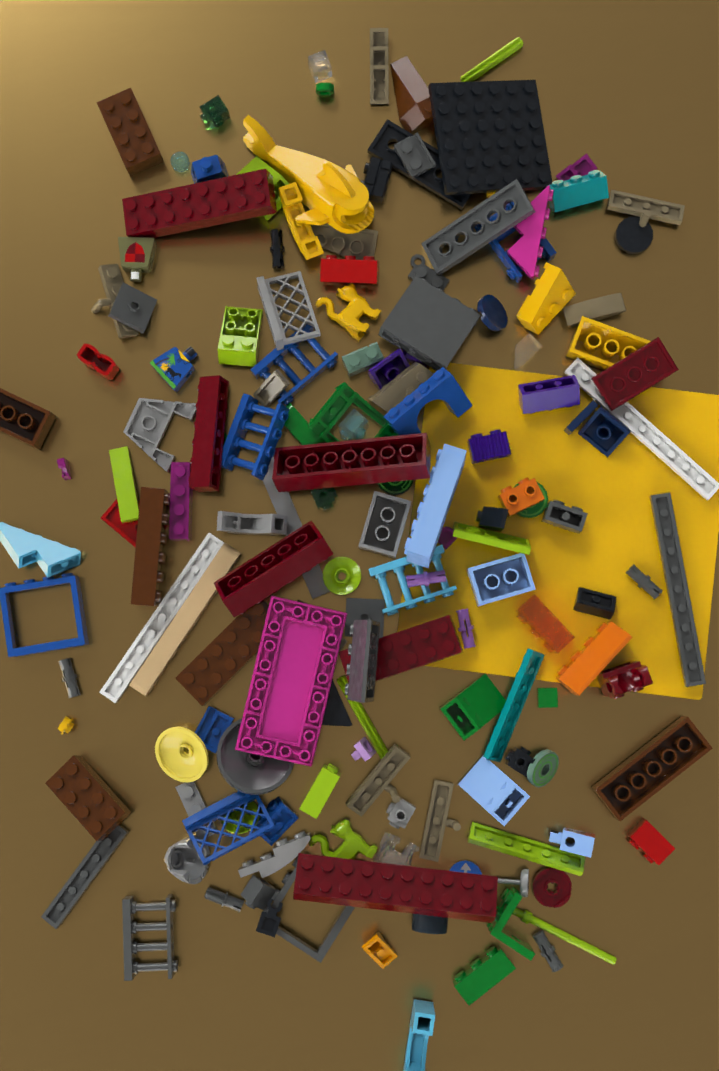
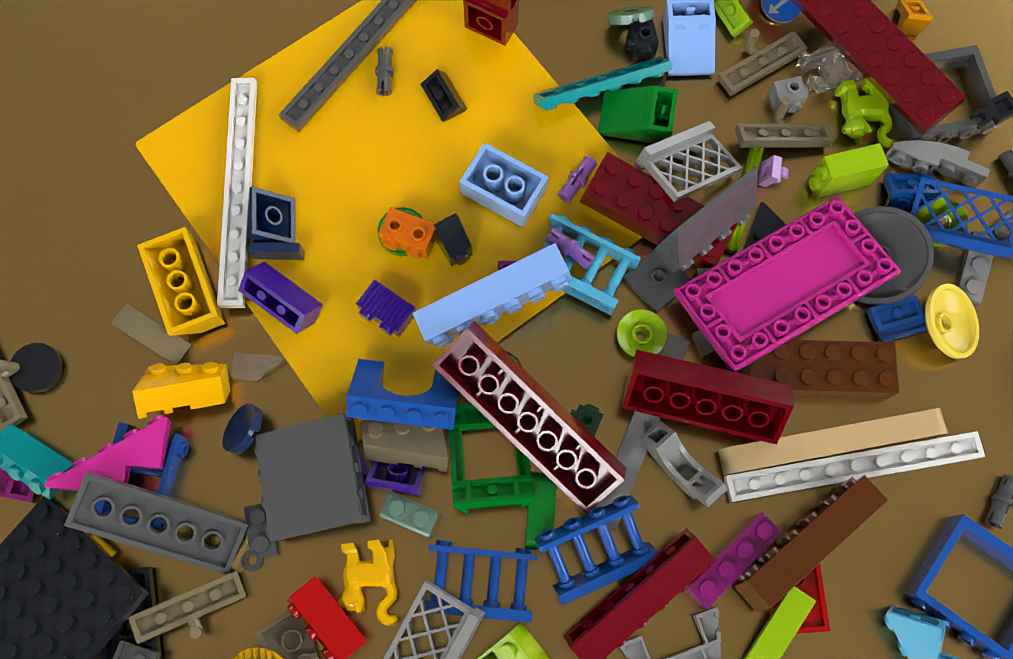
camera: 140 degrees left, 10 degrees down
(257, 892) = (983, 146): dark grey brick -> none
(271, 388) = (529, 580): dark tan tile -> none
(353, 426) = (490, 454): clear light blue brick -> none
(384, 524) = (555, 336): light grey brick -> none
(420, 209) = (187, 608): none -> dark tan plate
(429, 704) = (679, 147): none -> light grey fence
(491, 538) = (485, 240): lime tile -> none
(544, 624) = (506, 115): clear orange brick -> none
(547, 697) = (565, 67): green tile -> none
(564, 516) = (390, 180): dark grey brick -> none
(593, 657) = (495, 47): orange slope -> none
(634, 374) = (186, 234): dark red tile -> none

